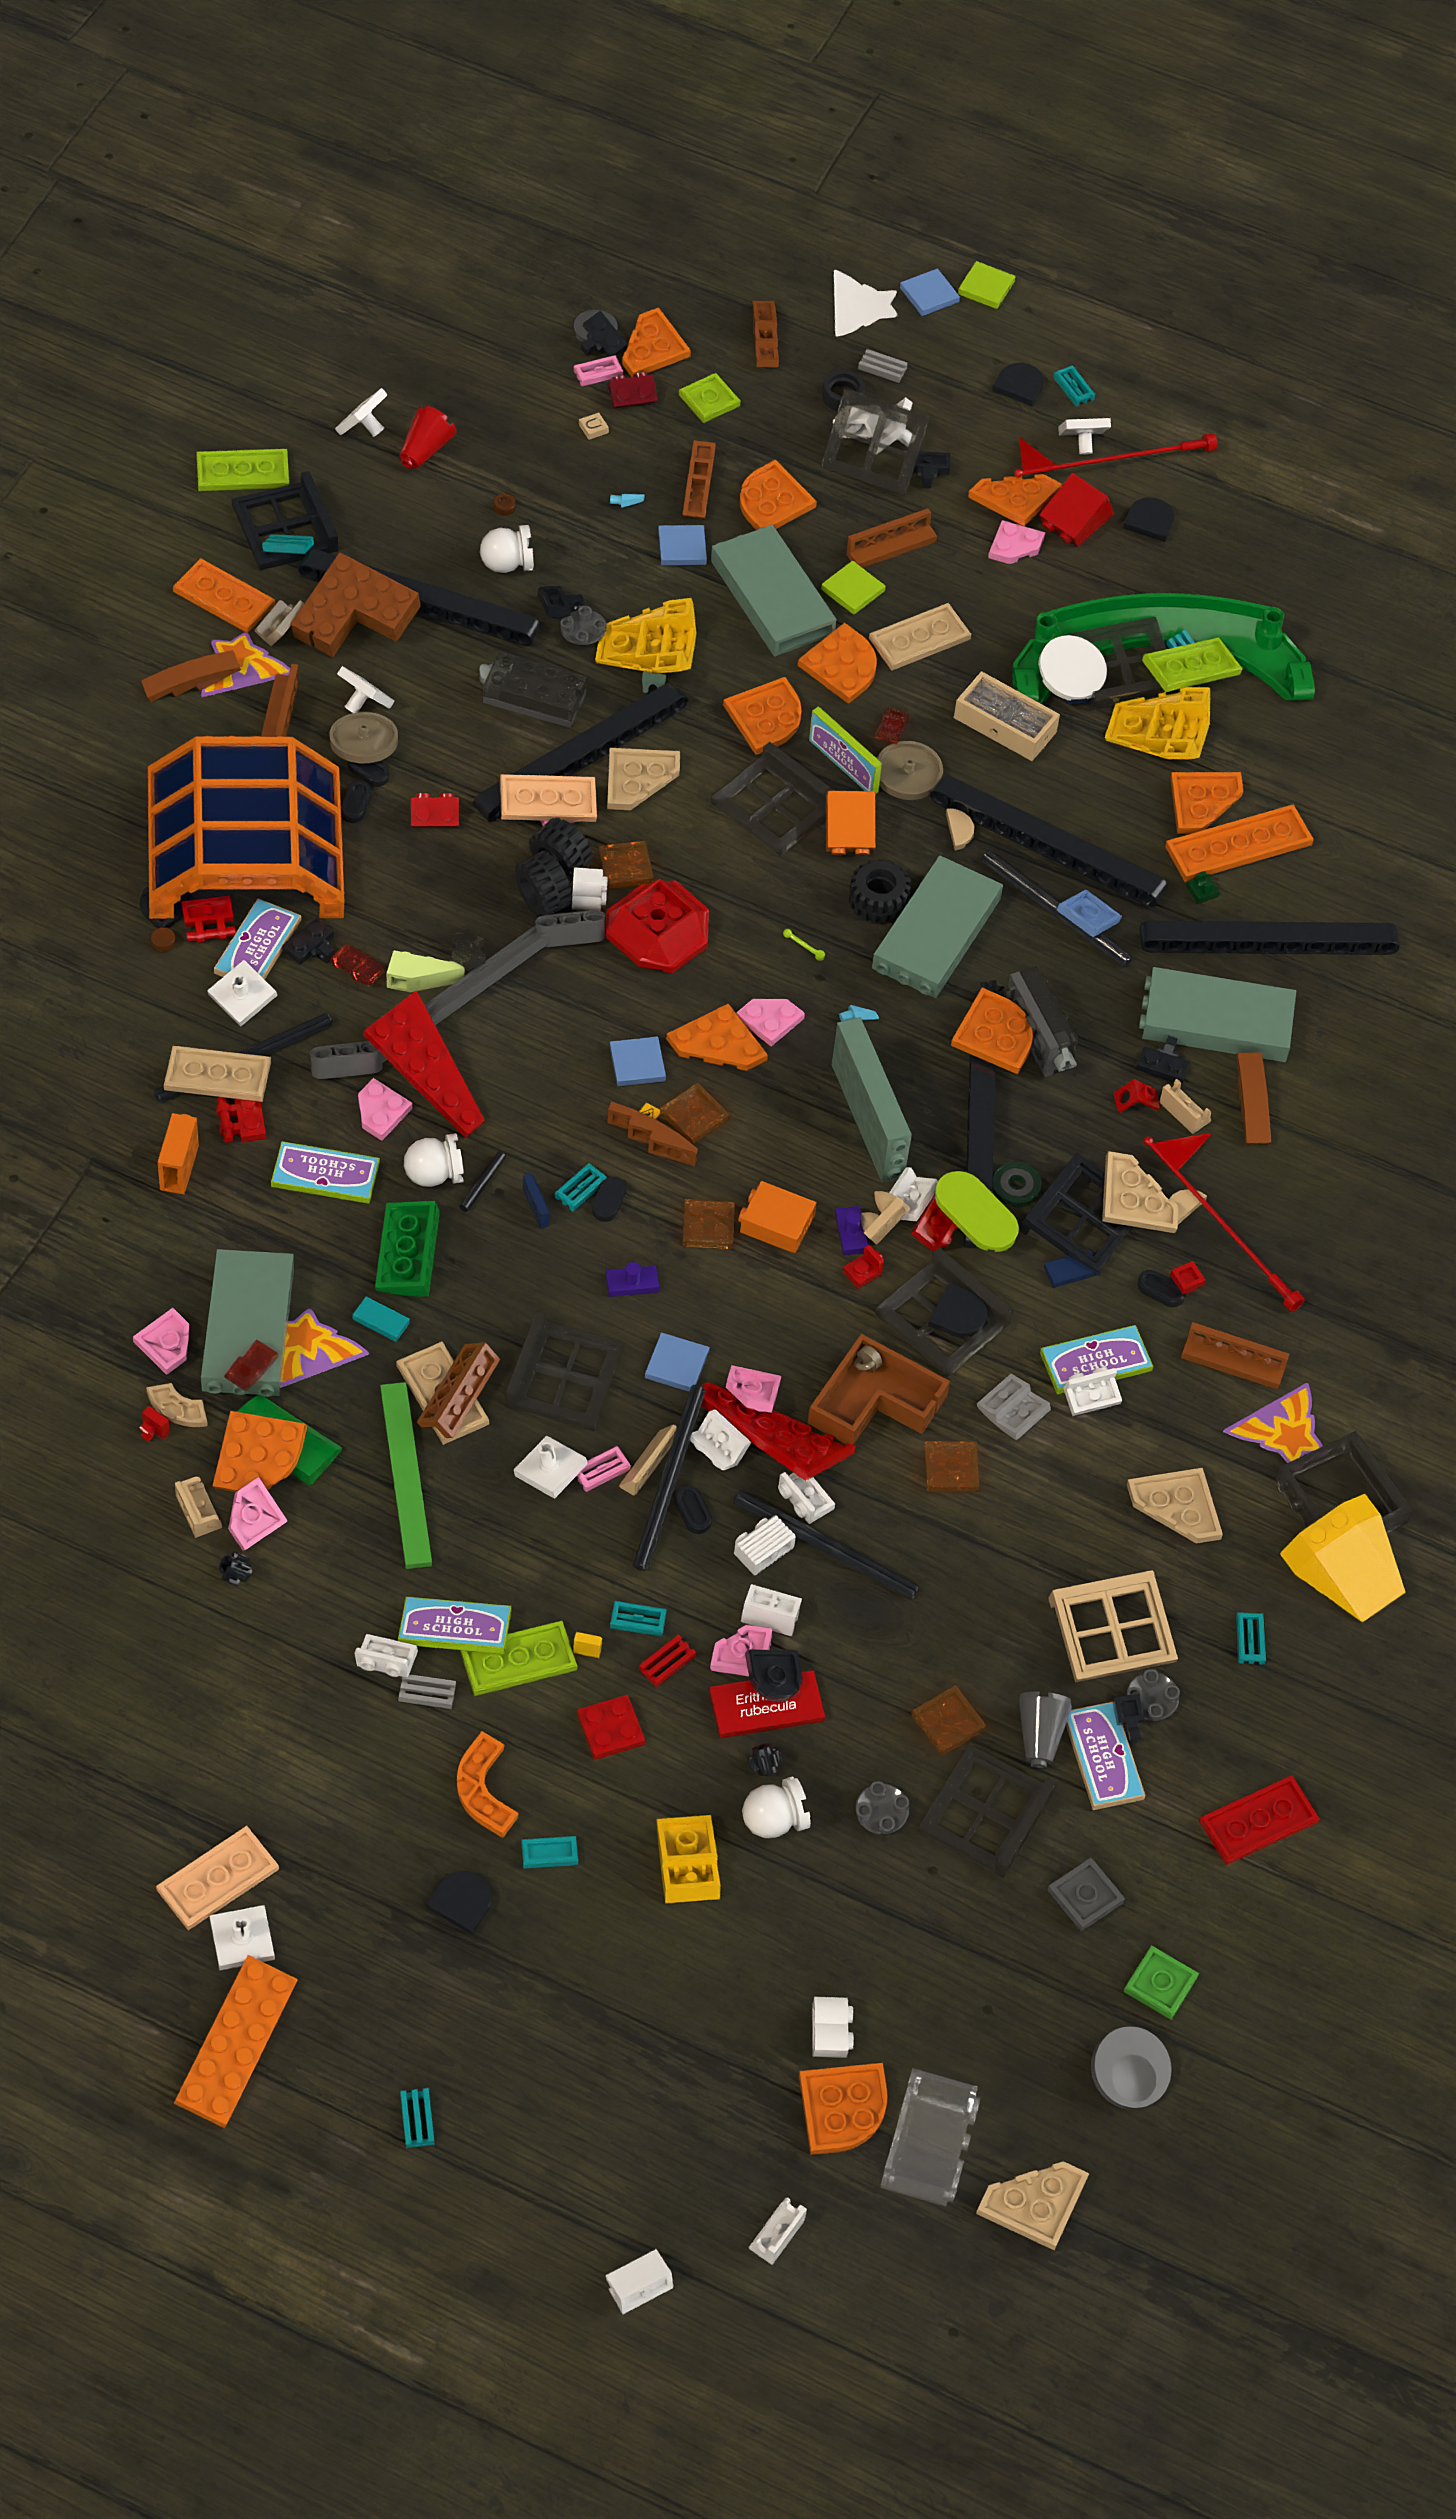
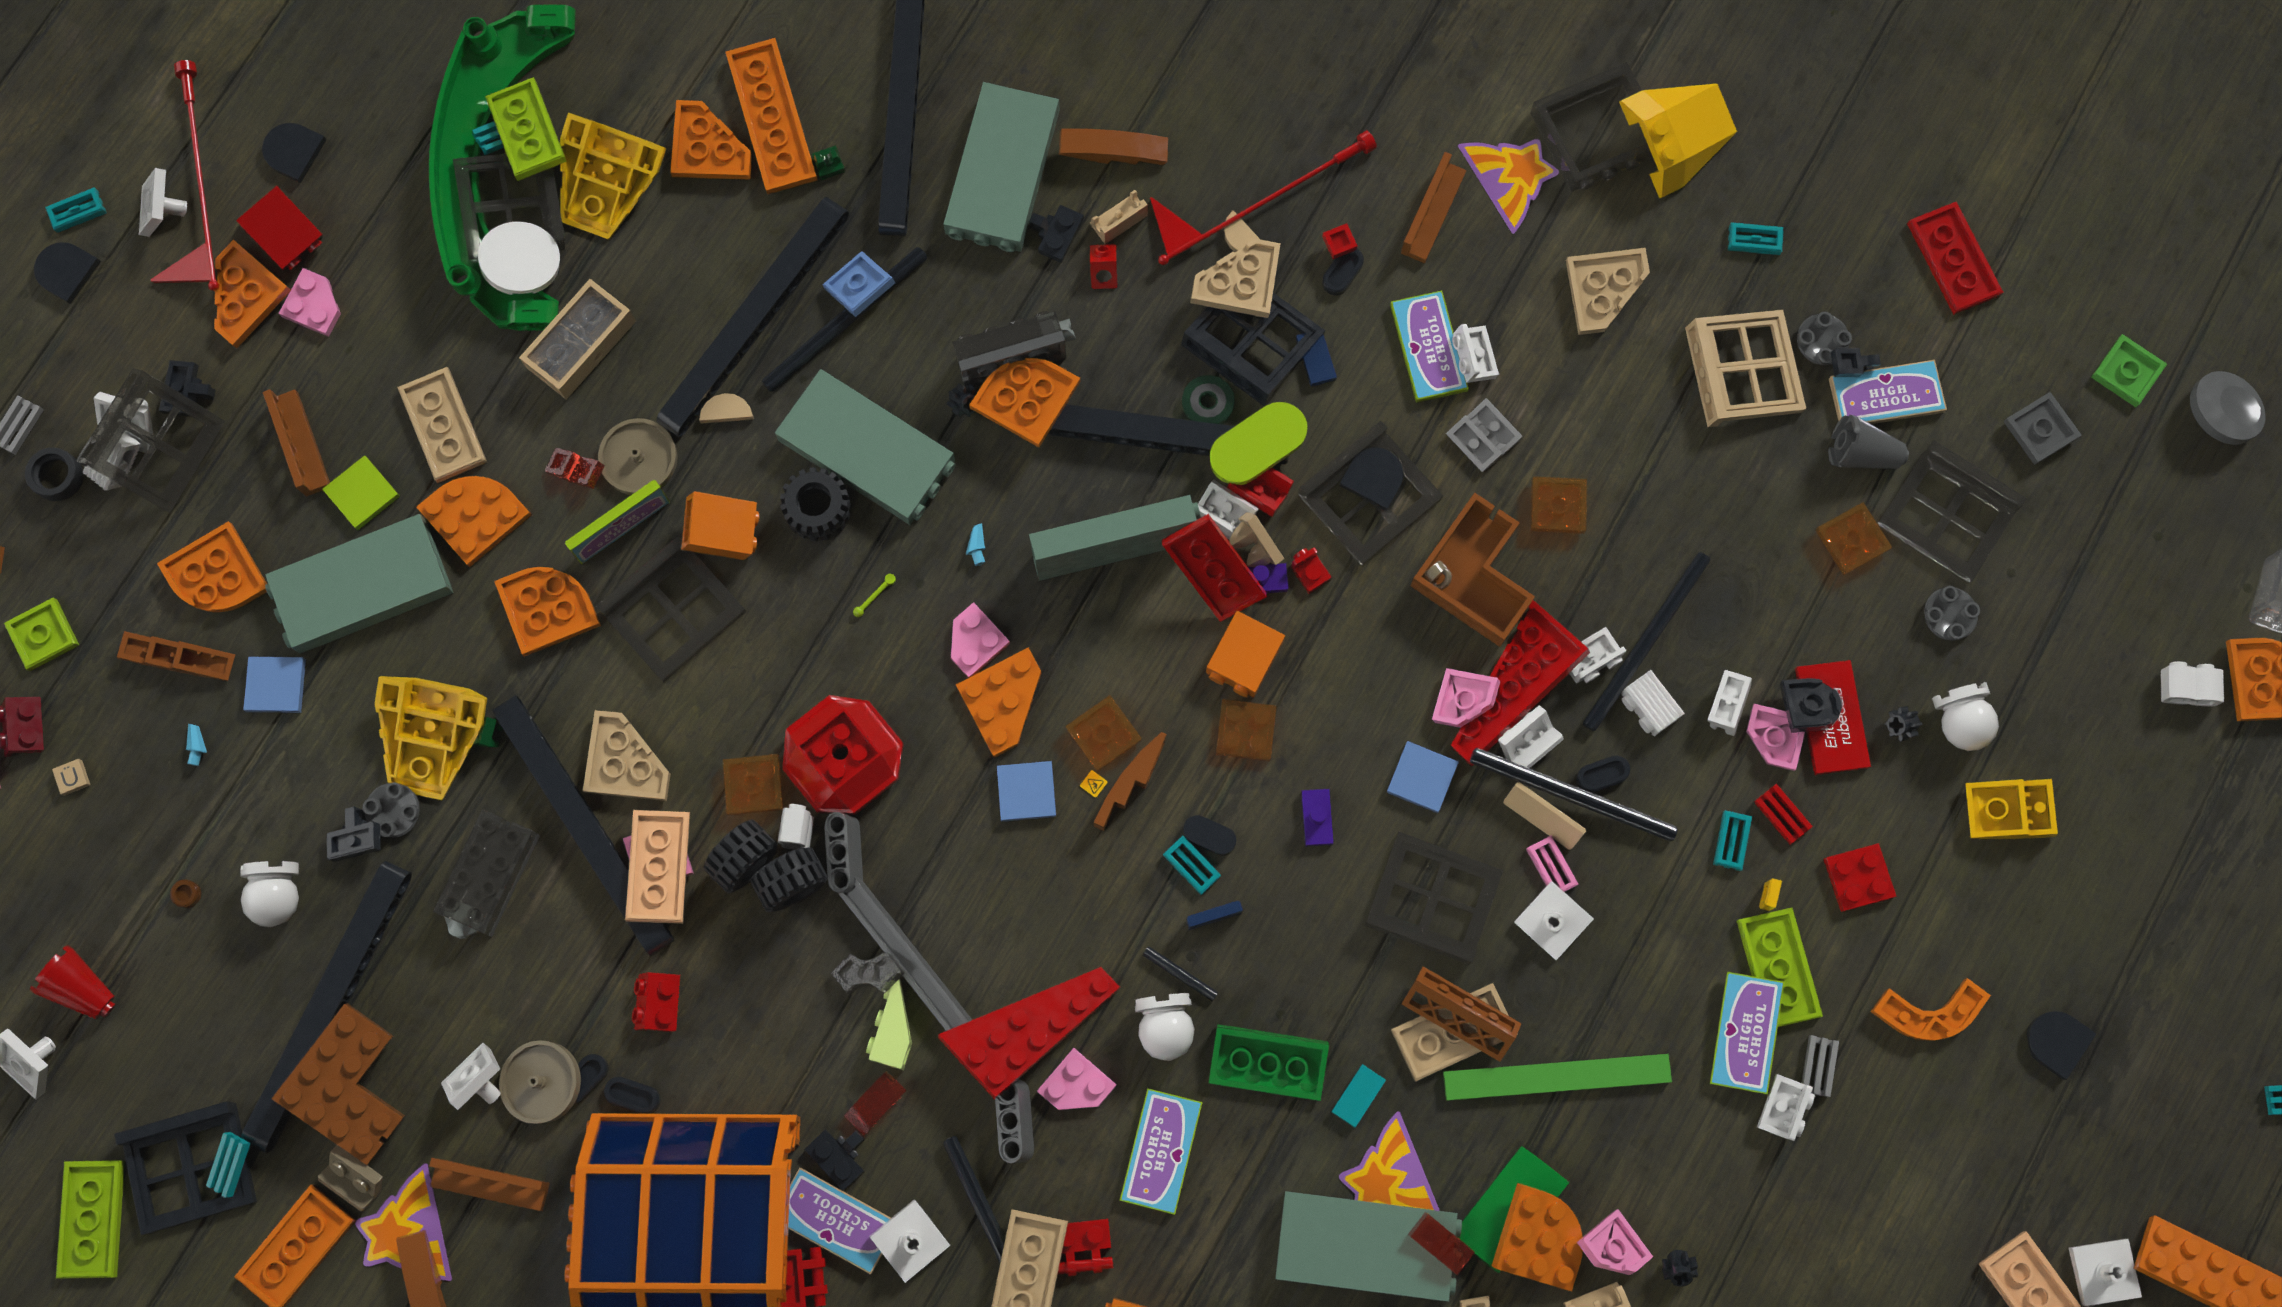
camera: 80 degrees left, 20 degrees up
(549, 1852) = (2001, 949): teal tile -> none
(851, 1172) = (1214, 567): none -> red tile

